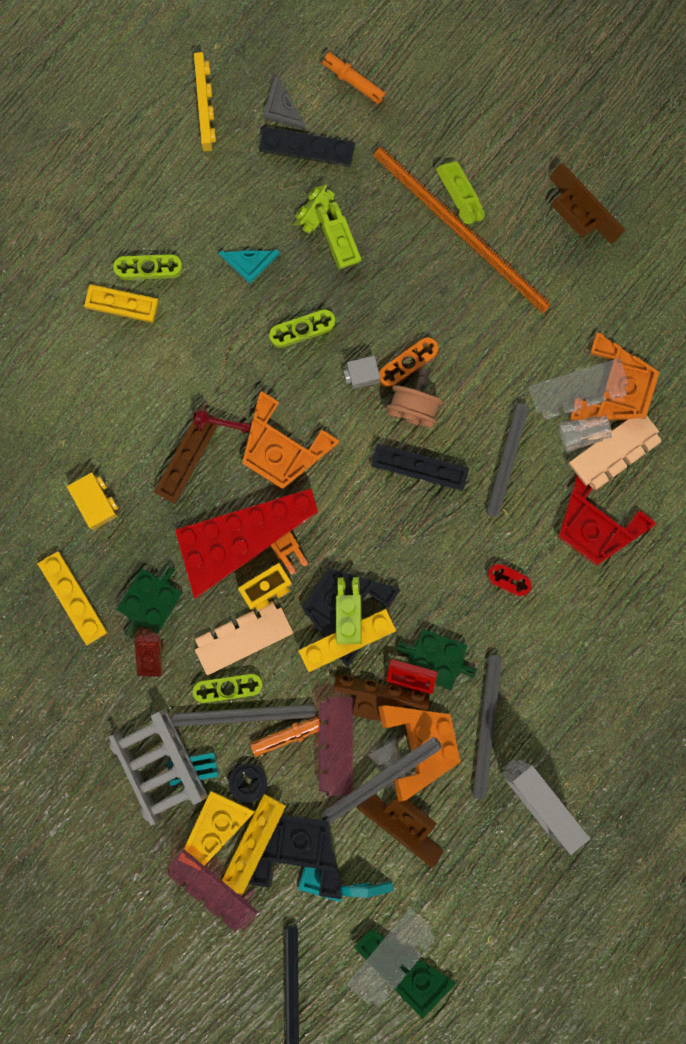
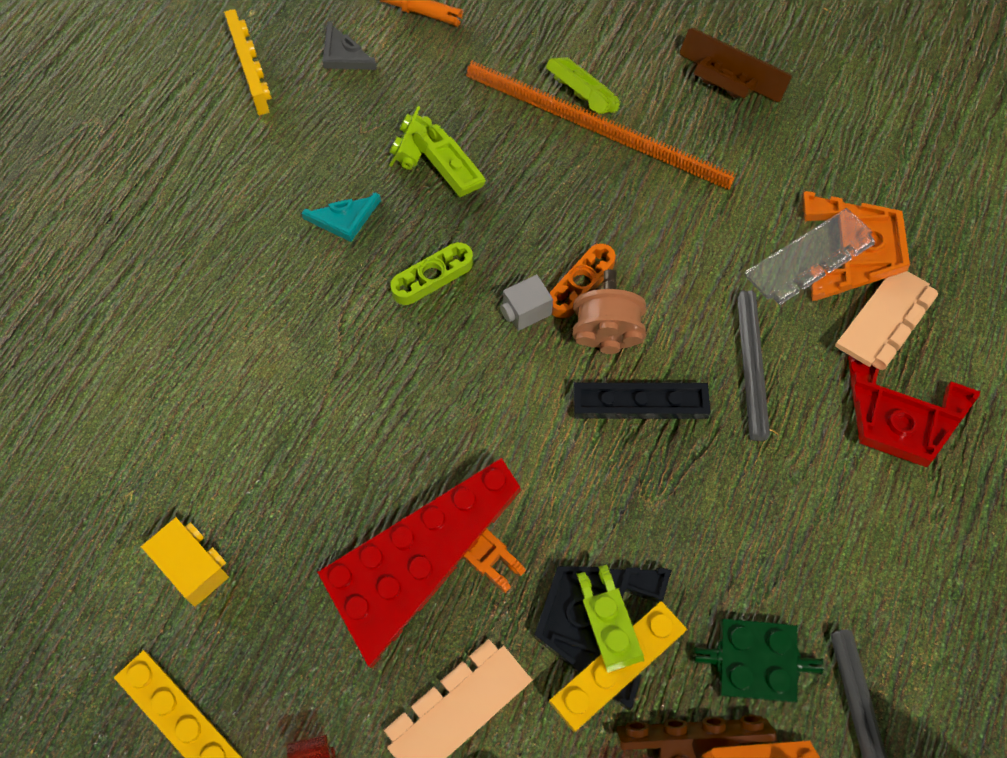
camera: 10 degrees left, 20 degrees down
(121, 303) = (184, 299): yellow tile -> none
(130, 273) = (200, 243): lime beam -> none
(149, 601) = (300, 690): dark green plate -> none
(185, 461) = (313, 468): reddish brown plate -> none
(201, 418) = (322, 406): dark red piece -> none
(265, 586) = (472, 617): yellow brick -> none
(275, 454) = (438, 432): orange wing -> none
(307, 147) = (384, 82): black plate -> none
(411, 676) = (733, 689): red tile -> none
(511, 575) = (816, 524): red beam -> none
(584, 432) = (838, 303): clear plant -> none

